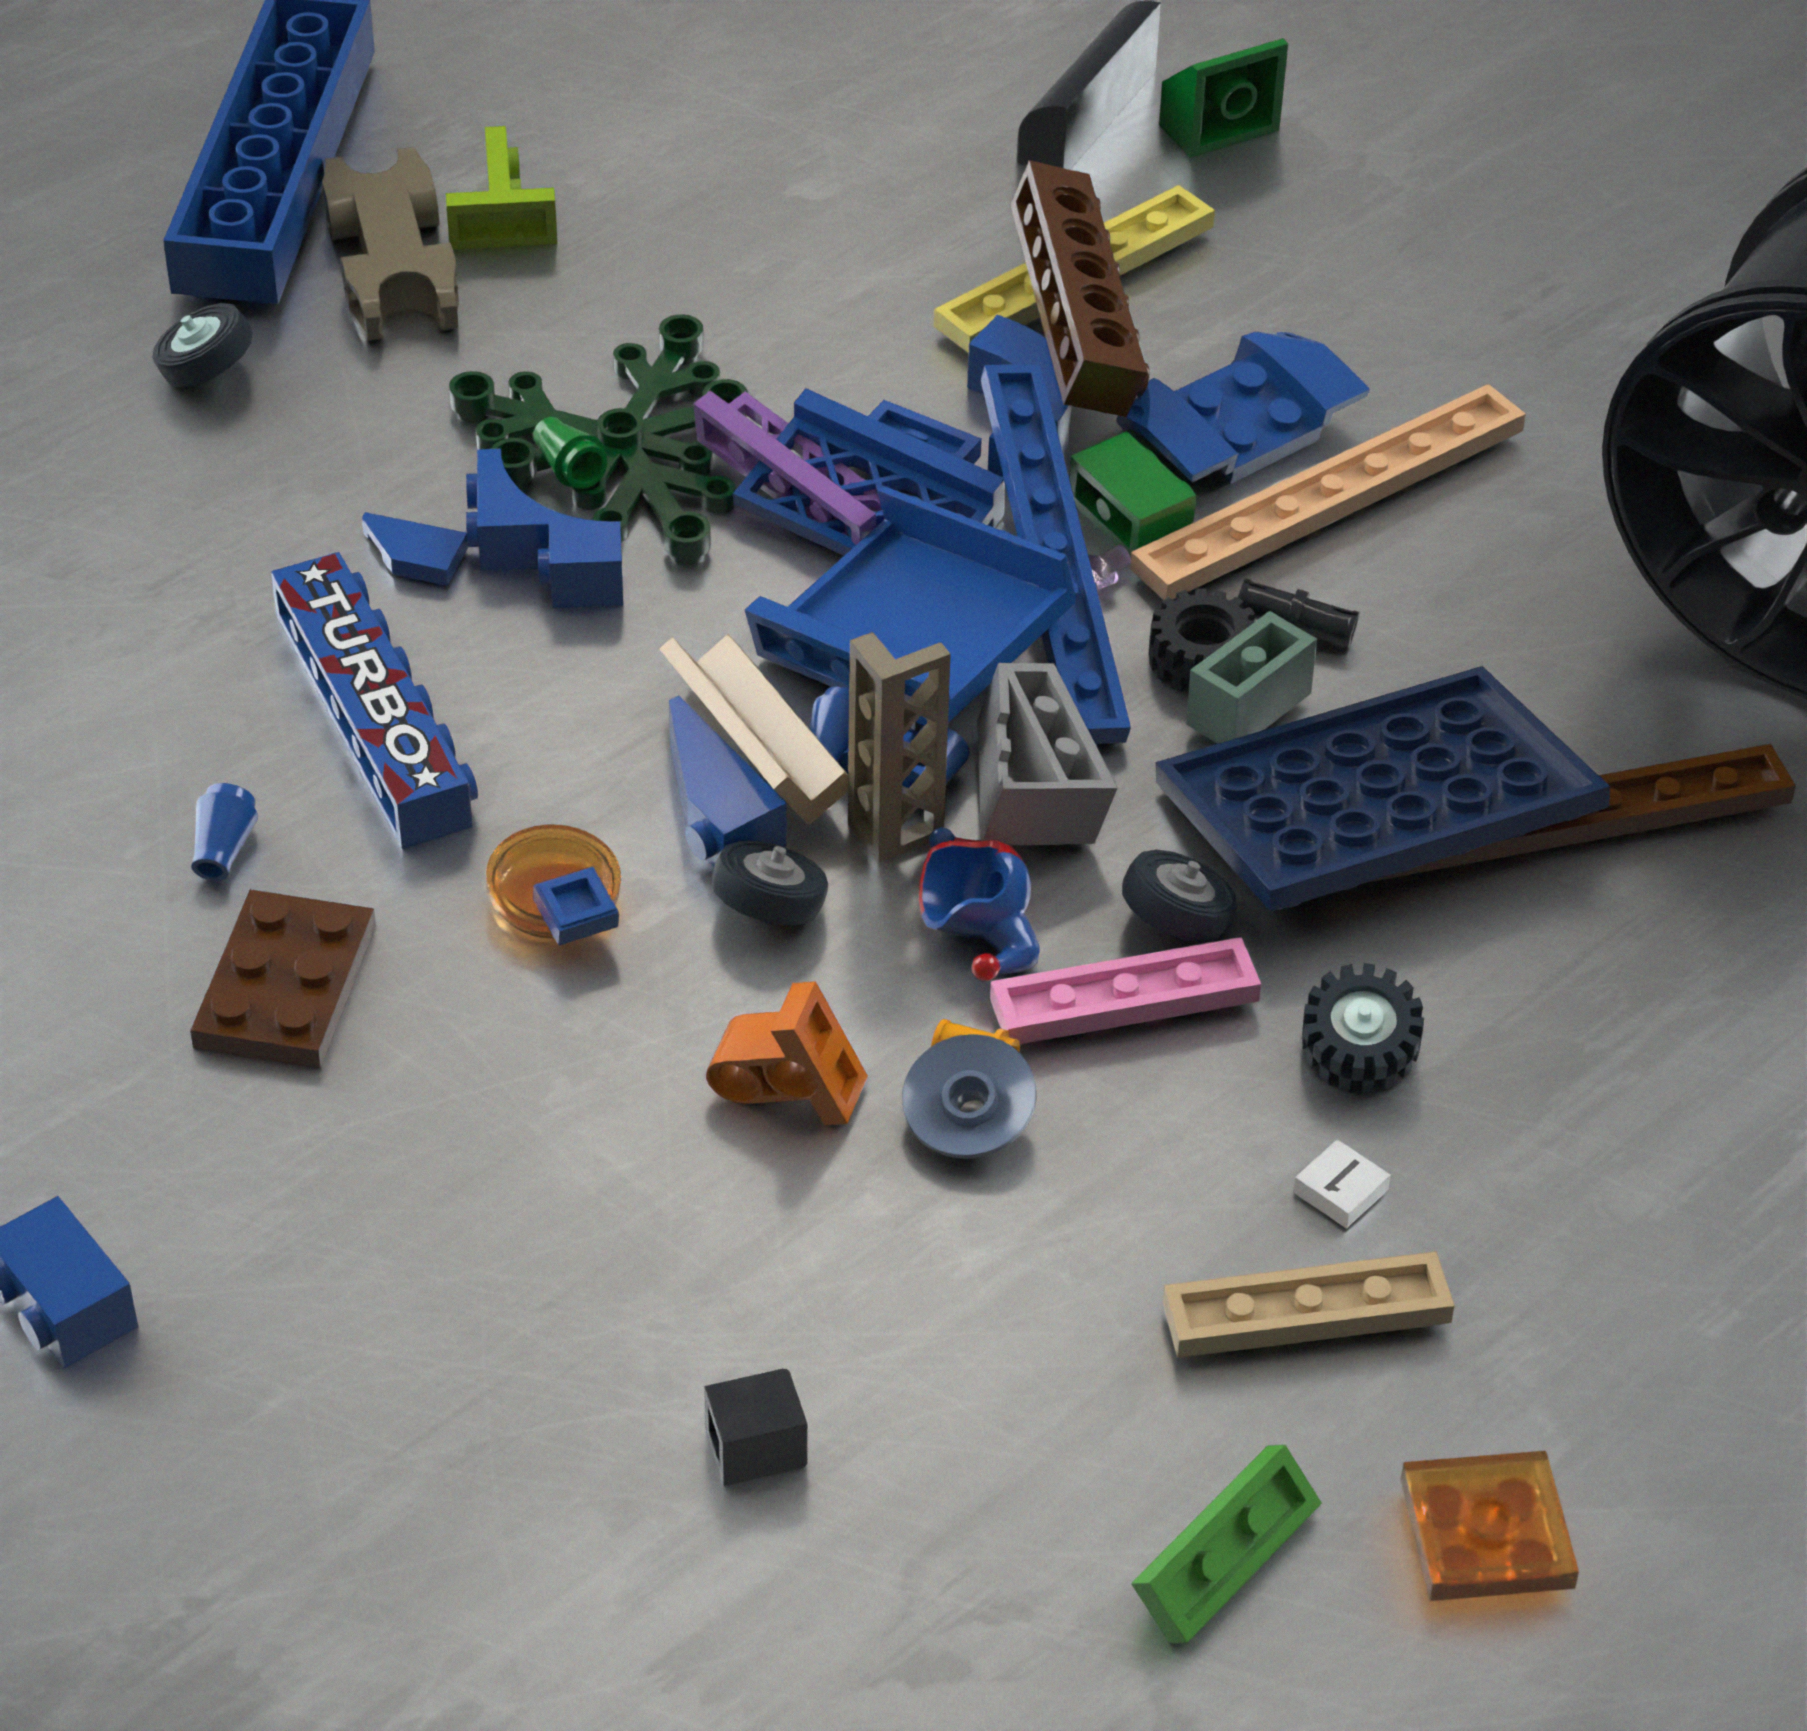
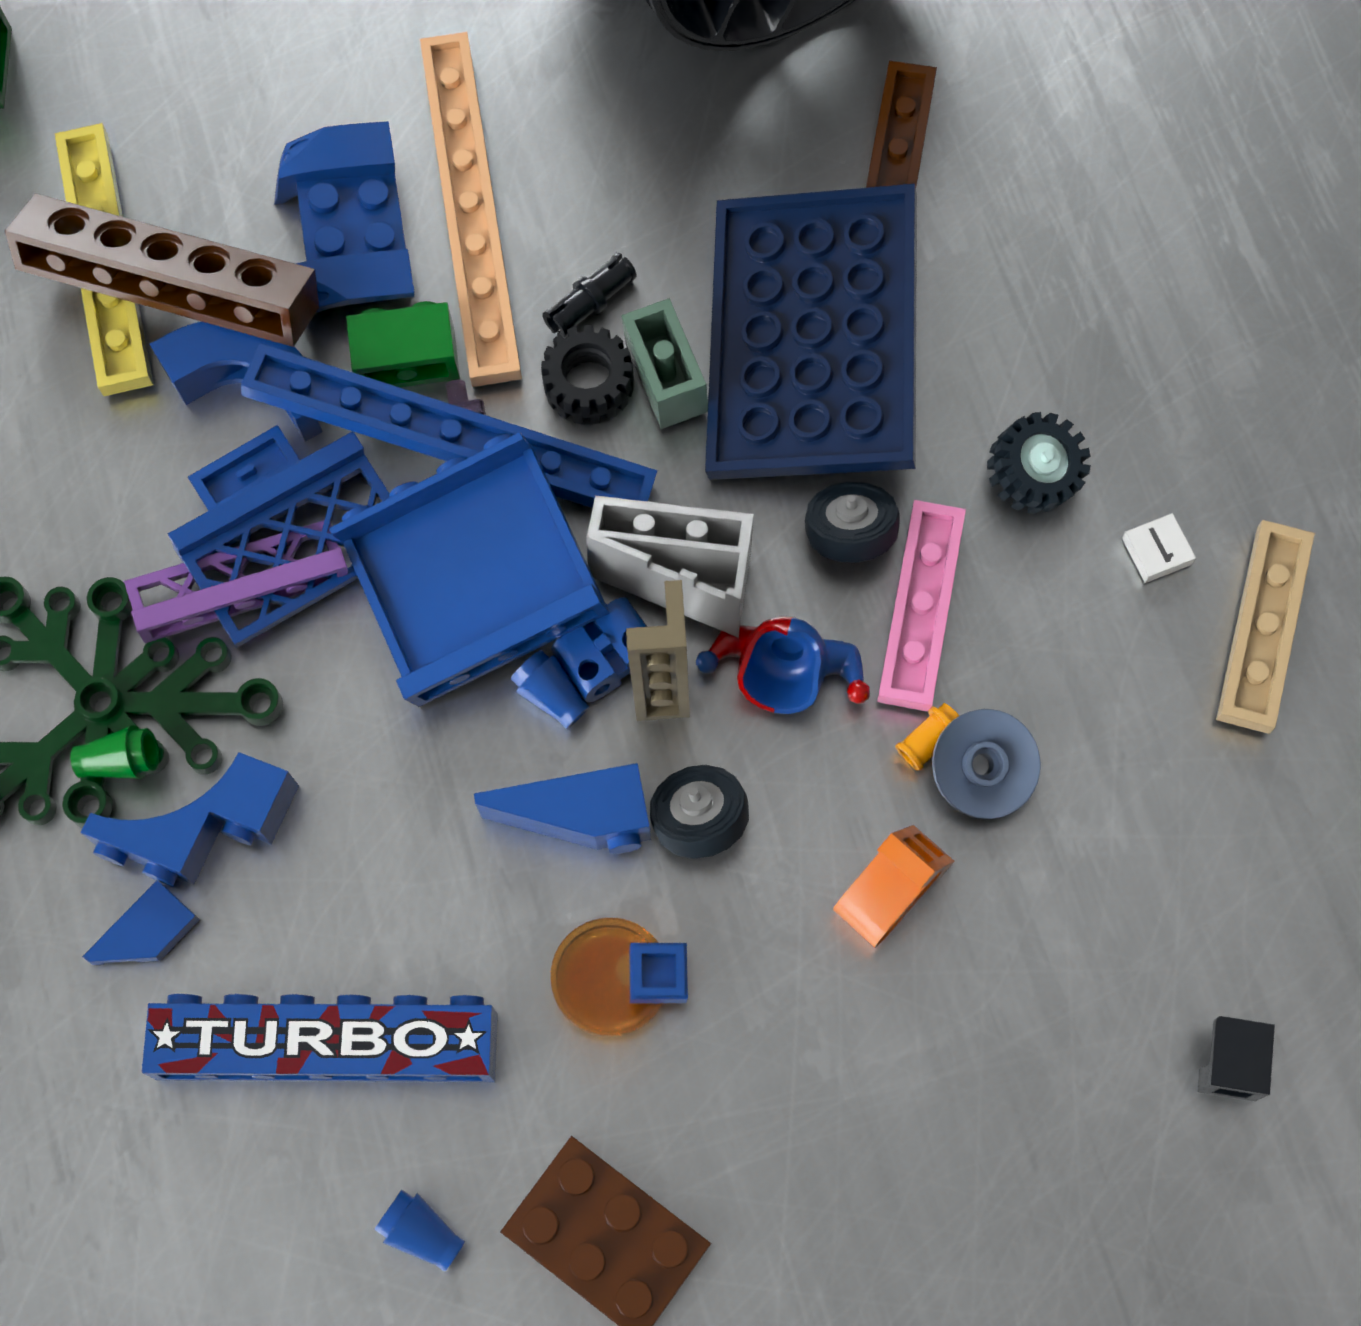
camera: 60 degrees left, 25 degrees up
(763, 726) = (524, 743): tan fence -> none

